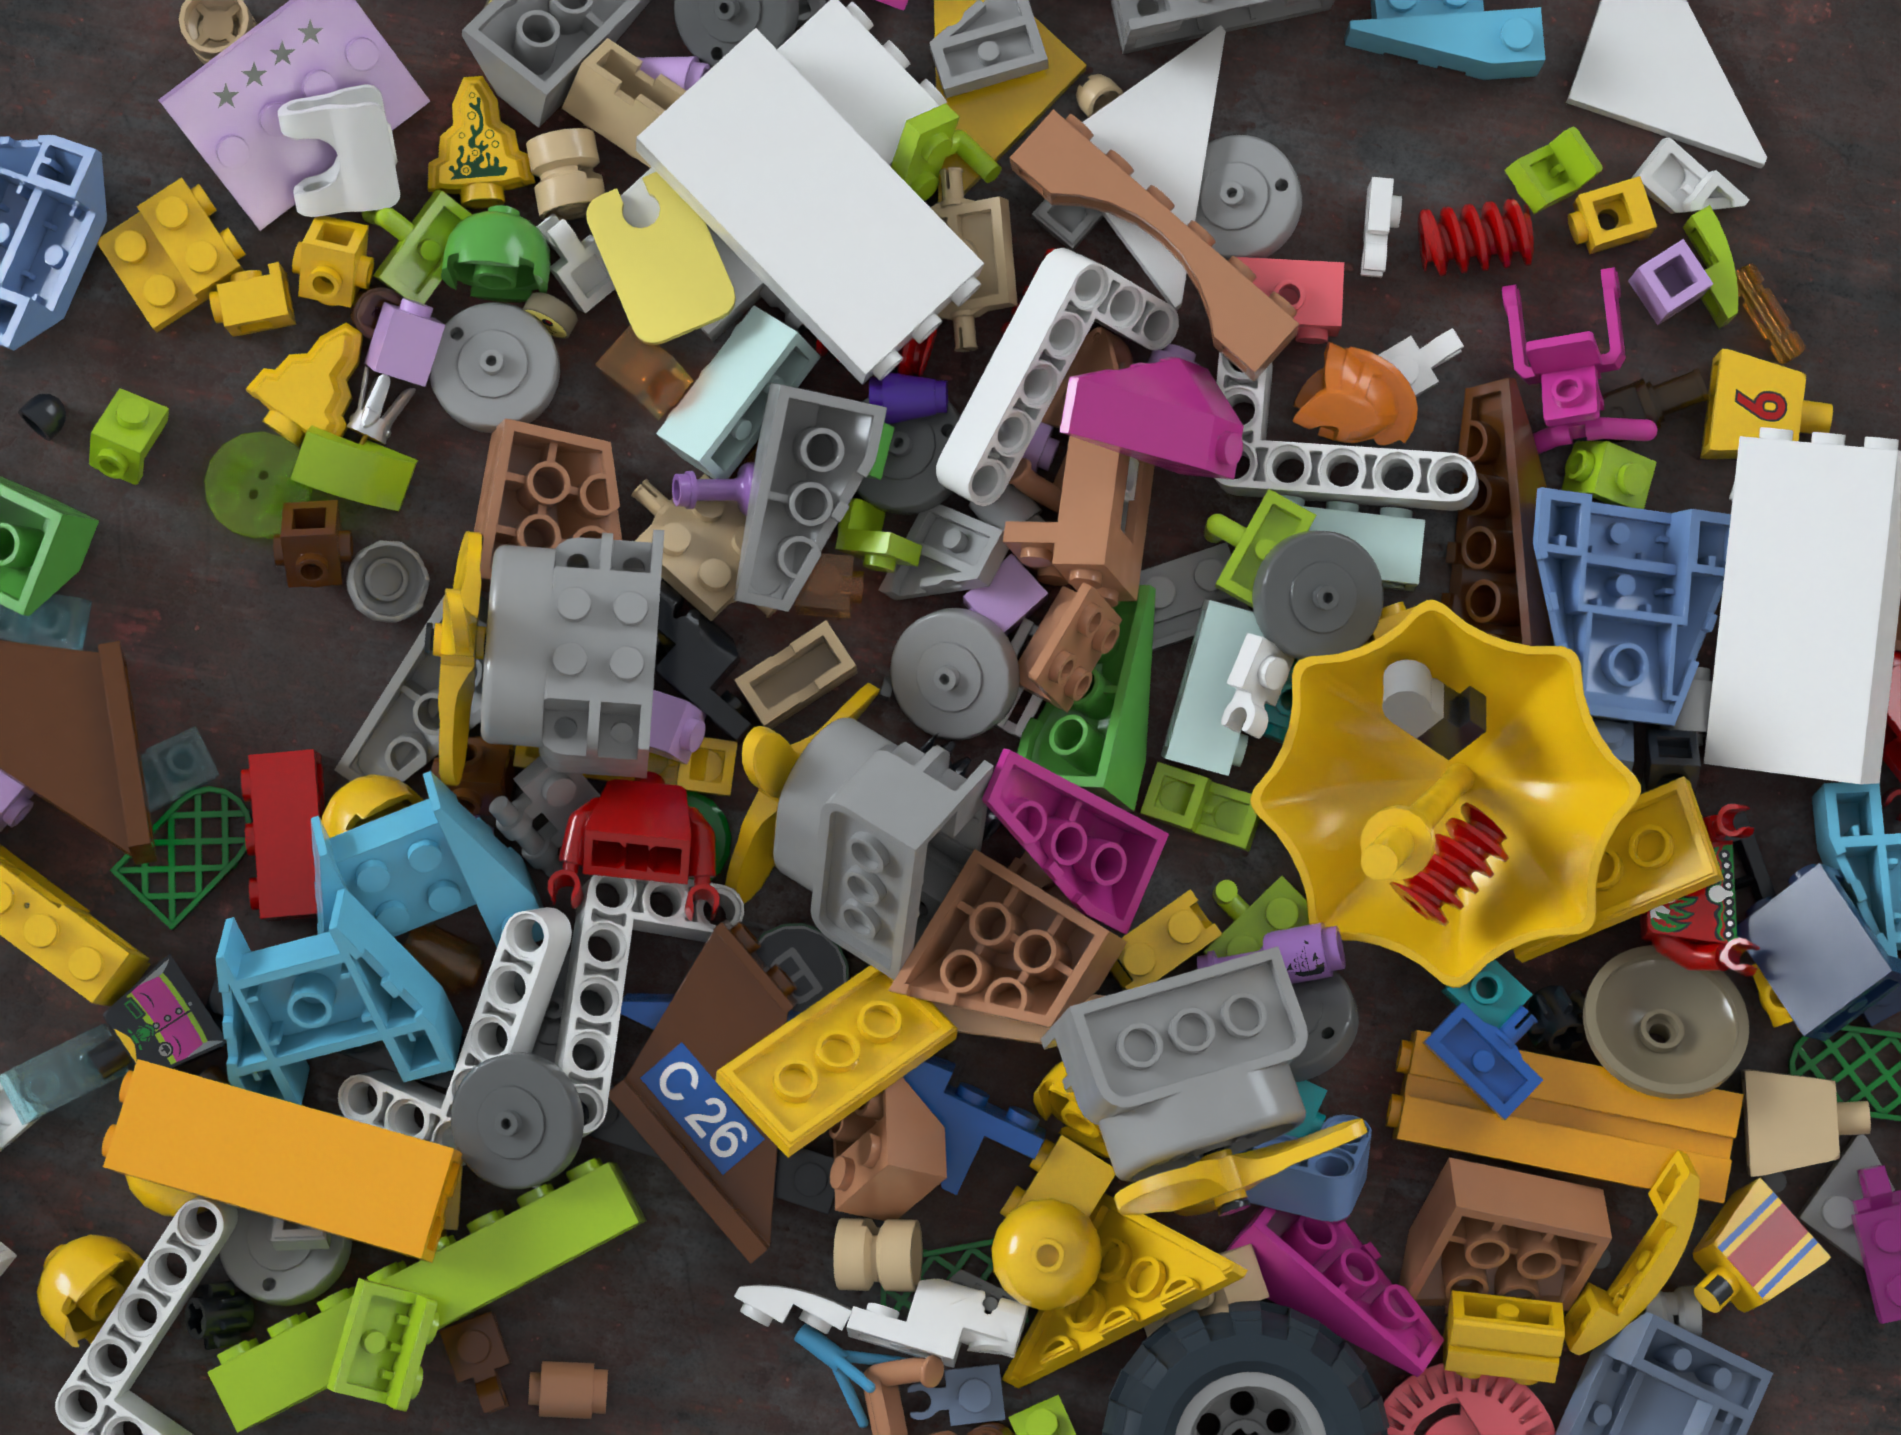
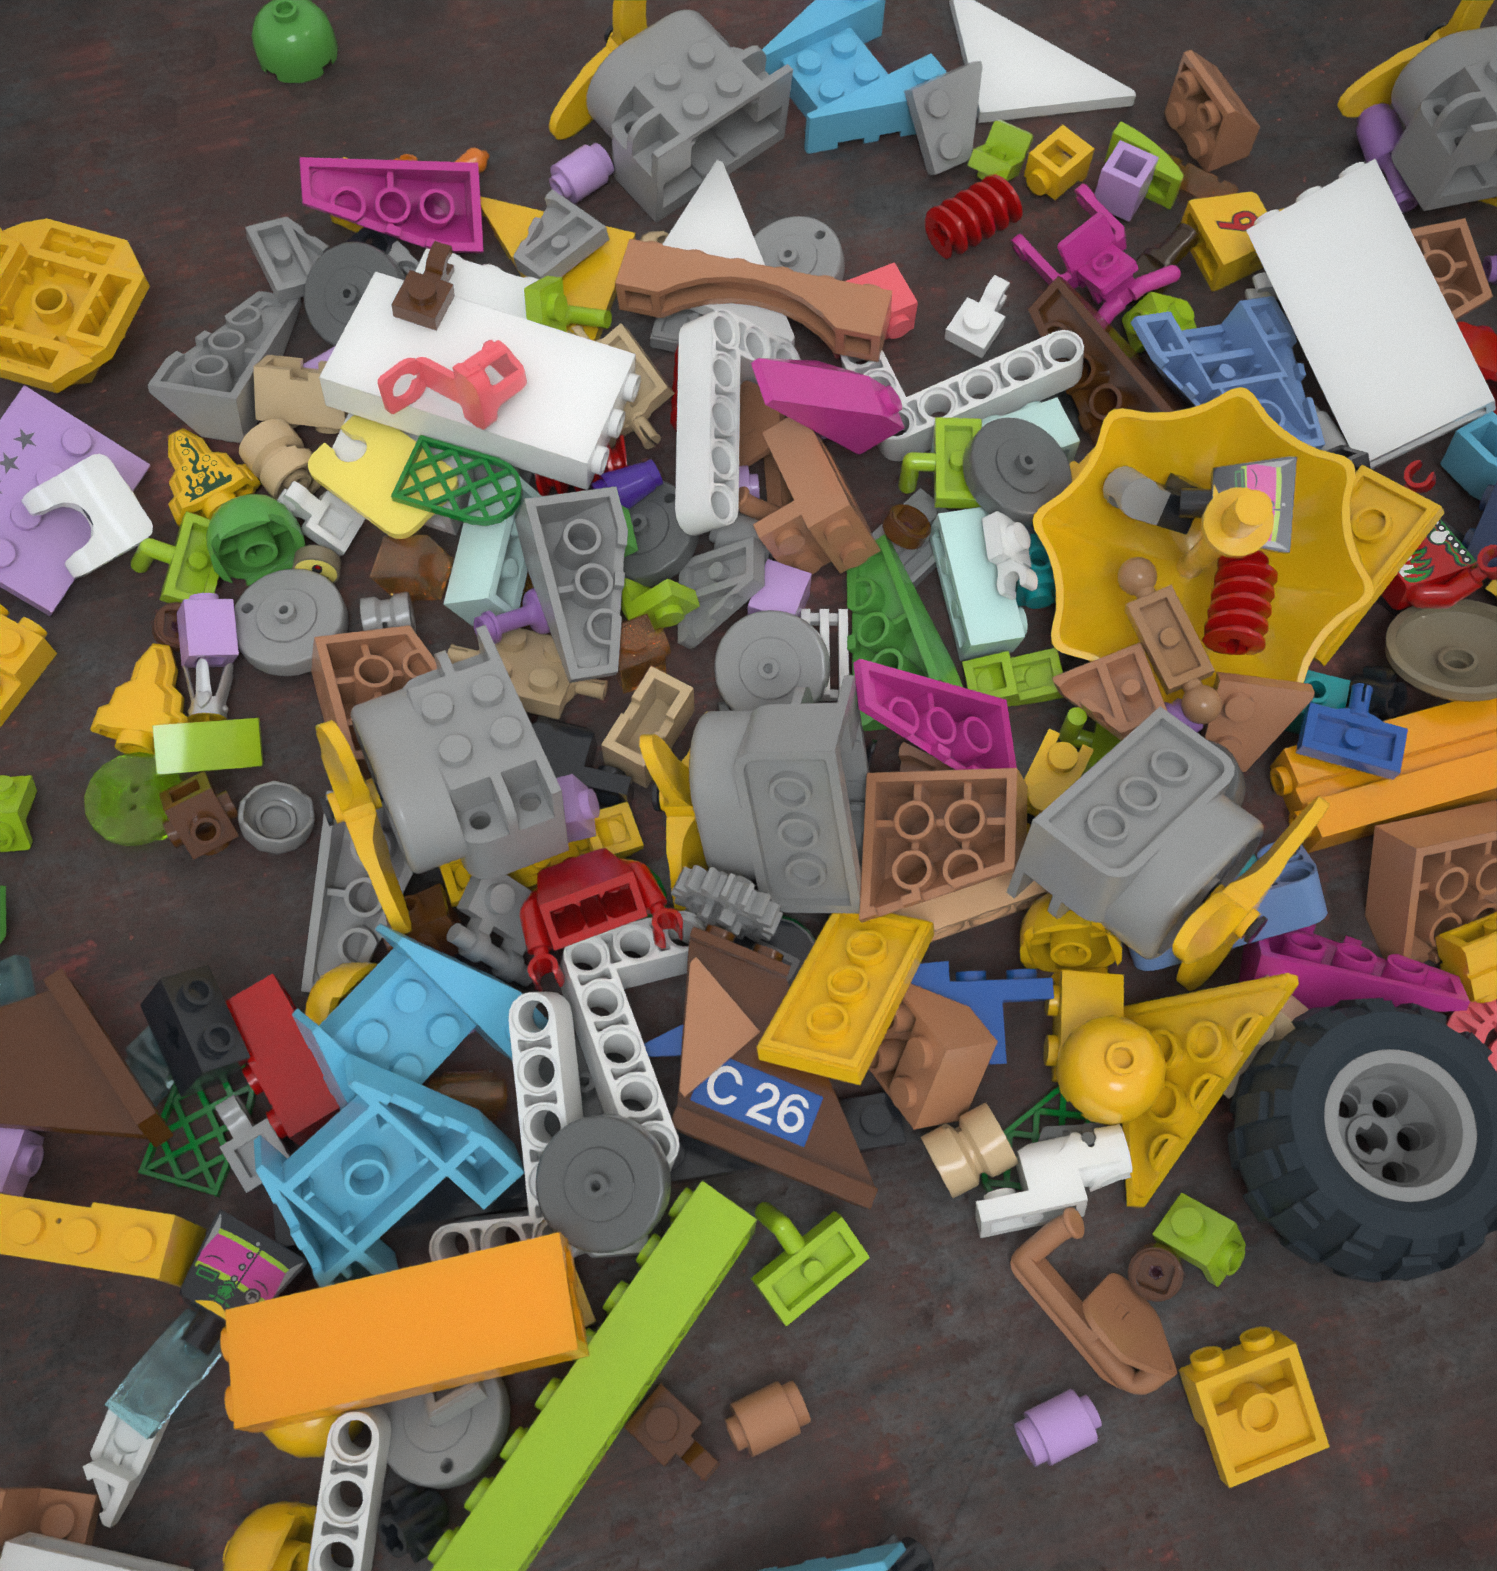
camera: 30 degrees left, 15 degrees down
(217, 770) = (194, 1030): none -> black brick
(222, 899) = (240, 1149): none -> light grey plate
(254, 301) = (69, 663): yellow brick -> none
(333, 261) = (120, 602): yellow brick -> none
(384, 1344) = (582, 1455): lime bracket -> none
(595, 413) = (387, 613): none -> light grey wheel
(675, 1277) = (809, 1263): none -> lime plate
(688, 324) = (400, 495): none -> green window
(692, 1026) = (713, 1028): none -> nougat tile
(771, 908) = (727, 902): none -> light grey gear
(775, 1302) = (905, 1239): white slope -> none
(783, 255) = (466, 384): none -> coral piece
(792, 90) = (427, 296): none -> reddish brown plate
(840, 1363) = (986, 1262): dark azure plant -> none
(969, 1395) = (1109, 1236): sand blue plate -> none
(1068, 646) = (848, 599): nougat bracket -> none
(1176, 590) = (906, 526): none -> reddish brown tile
(1278, 891) = (1114, 690): none -> nougat wing
(1348, 891) = (1169, 640): none -> medium nougat plate
(1357, 399) = (954, 341): orange helmet -> none
(1381, 214) = (897, 234): white plate -> none
(1404, 979) = (1254, 713): none -> nougat wing
(1506, 775) = (1270, 476): none -> torso
(1515, 95) = (946, 116): none -> light grey wing
(1683, 184) = (1093, 129): white slope -> none
(1827, 240) = (1209, 114): none -> nougat slope

